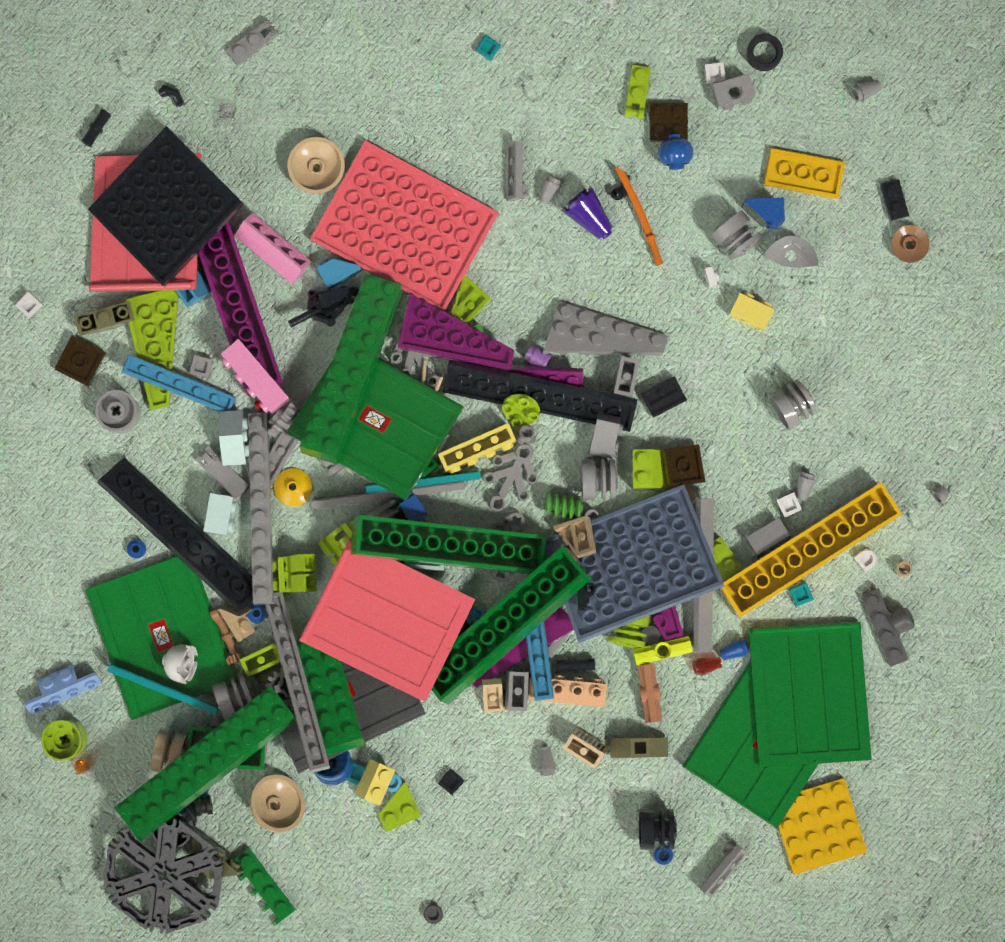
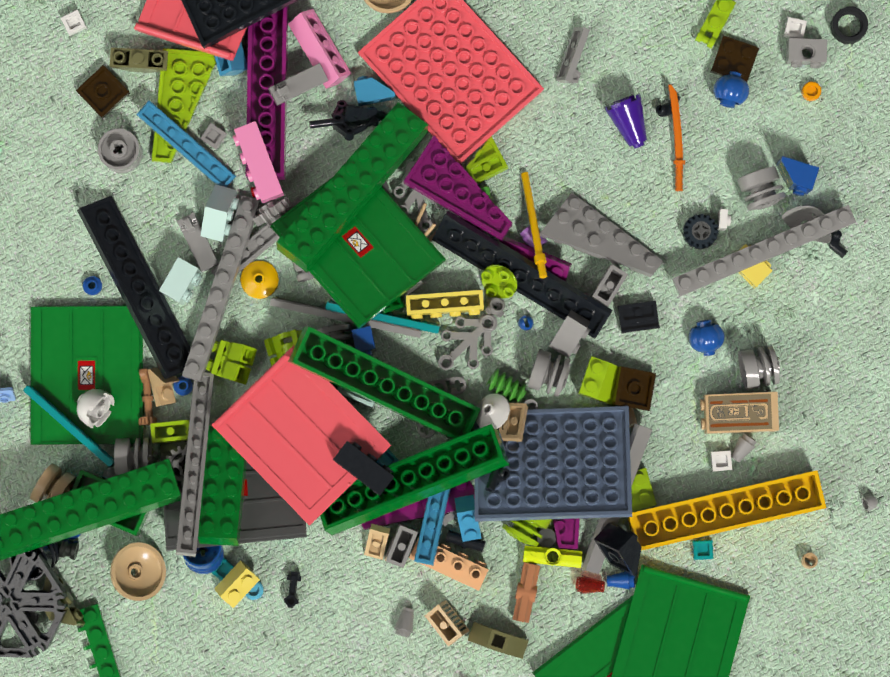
camera: 30 degrees right, 0 degrees up
(265, 289) = (298, 84): none -> light grey hinge
(399, 809) = (251, 618): lime wing -> none
(426, 757) = (291, 600): none -> black bar
(451, 782) = (309, 609): black tile -> none
(457, 629) = (364, 467): none -> black brick
(549, 189) = (599, 83): light grey cone -> none
(551, 374) = (540, 258): none -> yellow bar
(556, 442) = (522, 325): none -> blue hinge
(564, 533) = (498, 413): none -> white dish
(566, 636) = (465, 512): none -> dark azure brick
(696, 290) = (702, 226): none -> black wheel
(723, 620) = (620, 548): none -> black slope
(734, 393) = (706, 337): none -> blue plant
(751, 127) = (811, 91): none -> light orange tile
(759, 293) = (763, 250): none -> light grey plate
(768, 538) = (690, 485): light grey hinge -> none
(790, 453) = (740, 413): none -> slope
(804, 173) = (846, 152): yellow tile -> none
(823, 262) = (835, 245): none -> black arm
(866, 559) = (776, 538): white tile -> none
(888, 625) = (776, 609): dark grey plate -> none

